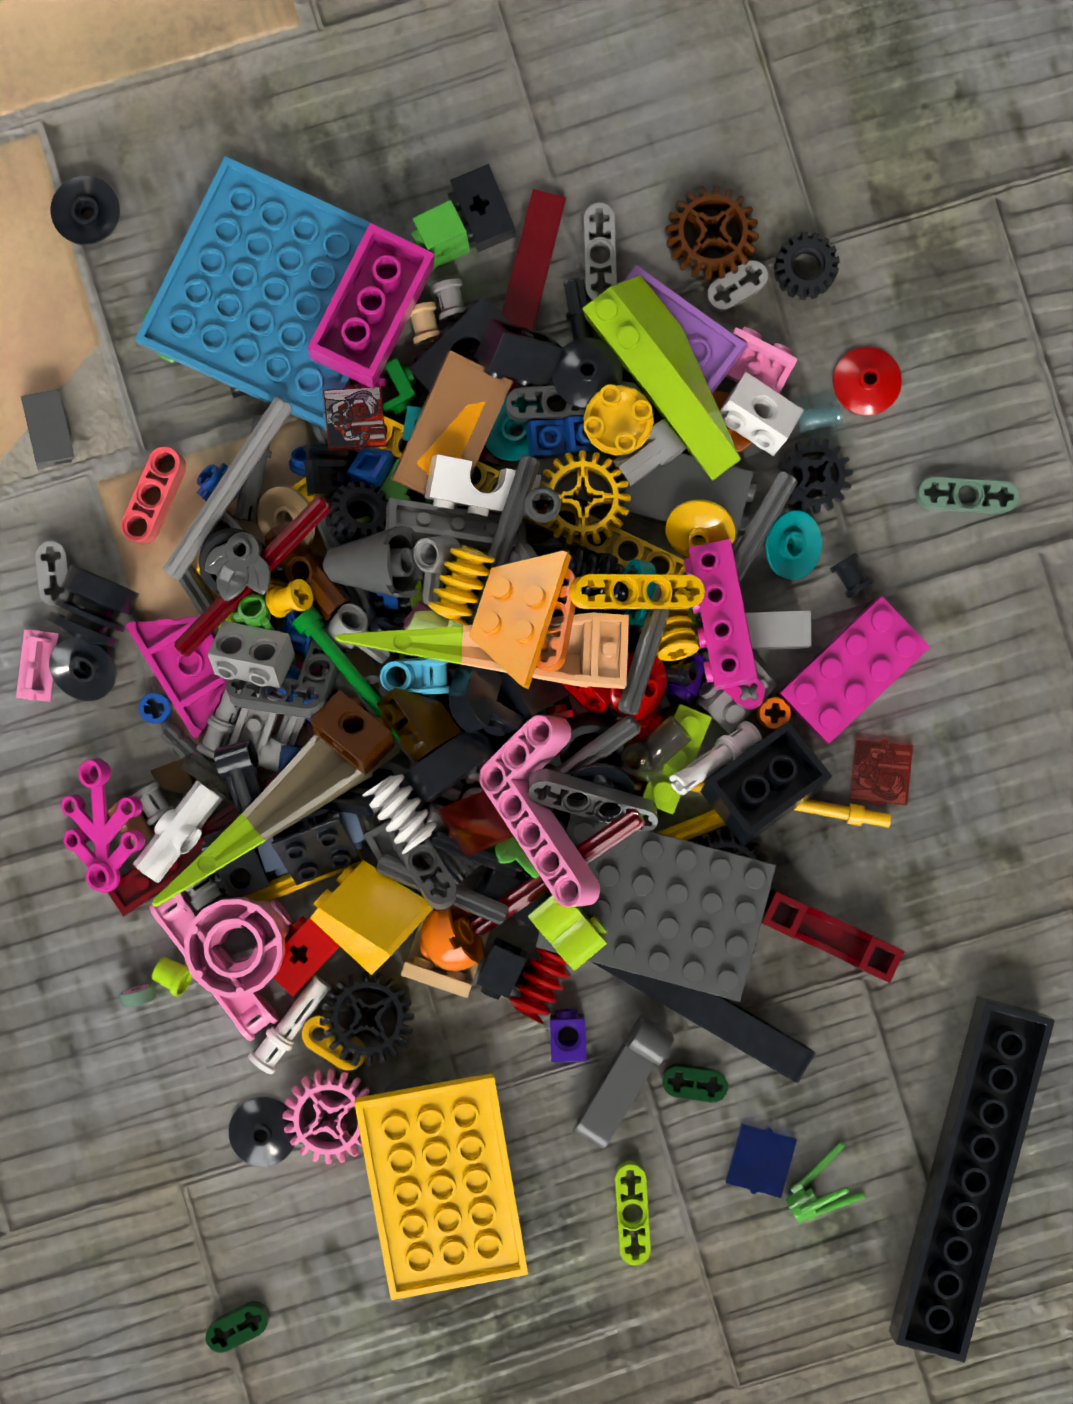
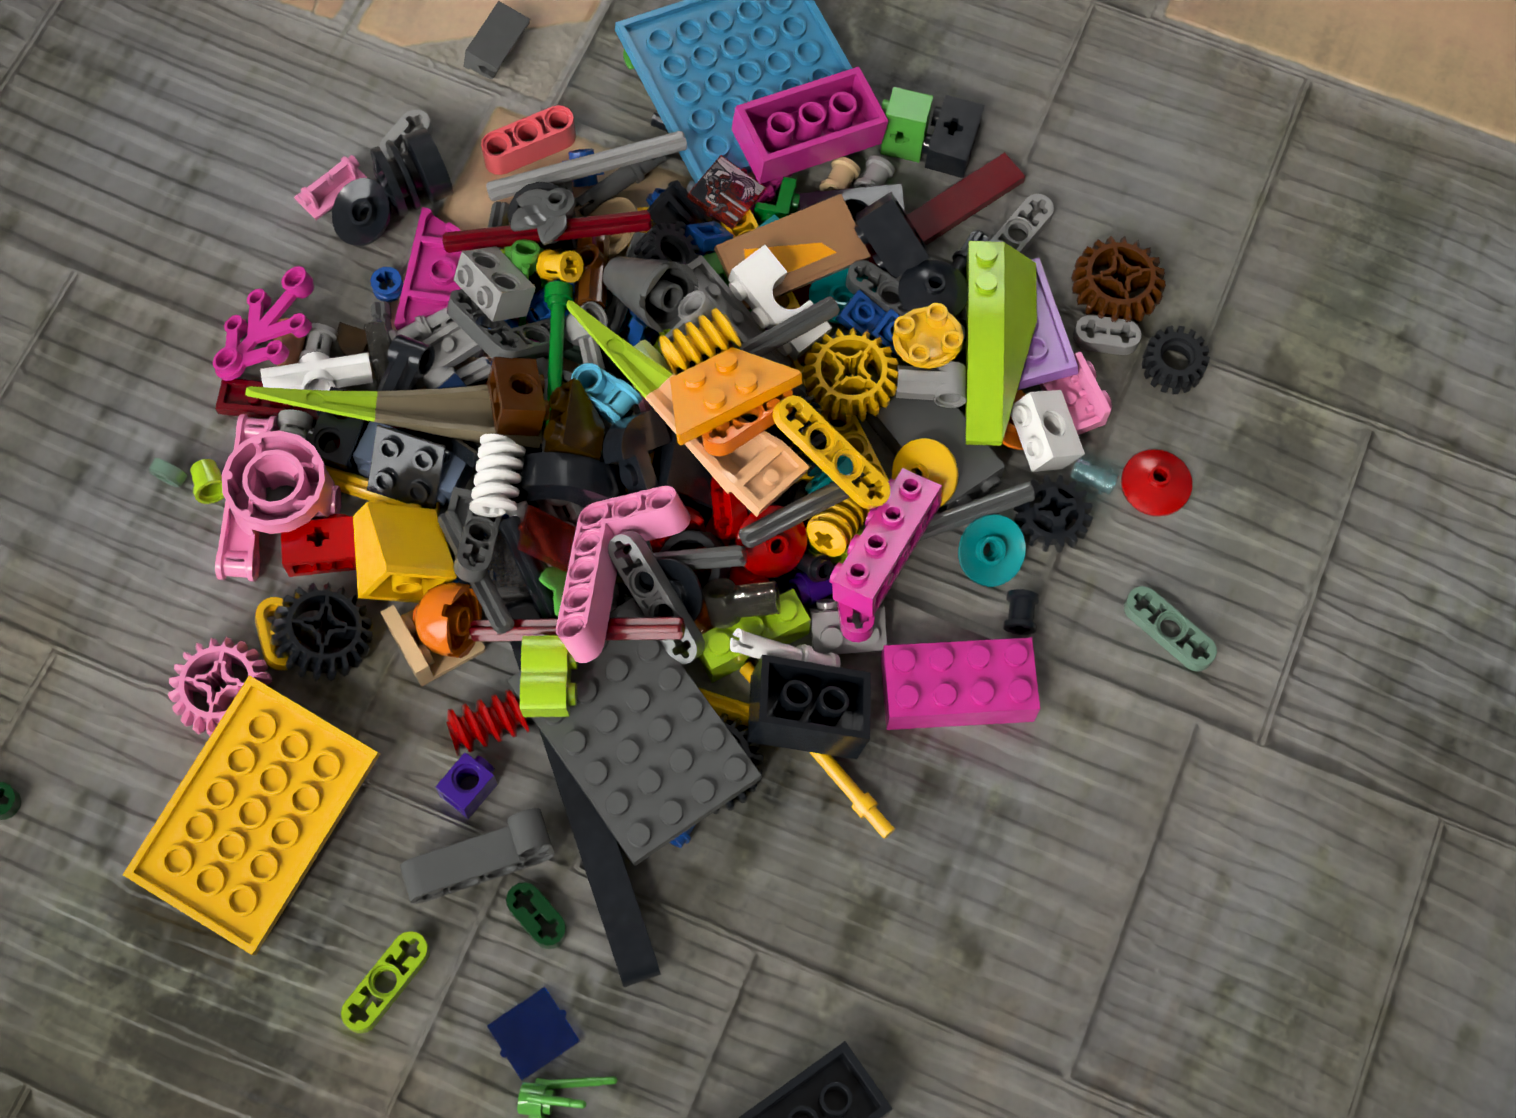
camera: 35 degrees right, 20 degrees down
(261, 1114) = (152, 678): black dish -> none
(280, 1037) = (240, 590): white pin -> none
(501, 969) = (463, 677): black brick -> none
(546, 495) = (813, 337): dark grey cone -> none
(780, 629) = (922, 600): light grey slope -> none
(780, 705) = (863, 655): orange bush -> none
(831, 935) = (757, 881): dark red arch -> none
(881, 772) = (915, 791): clear red piece -> none

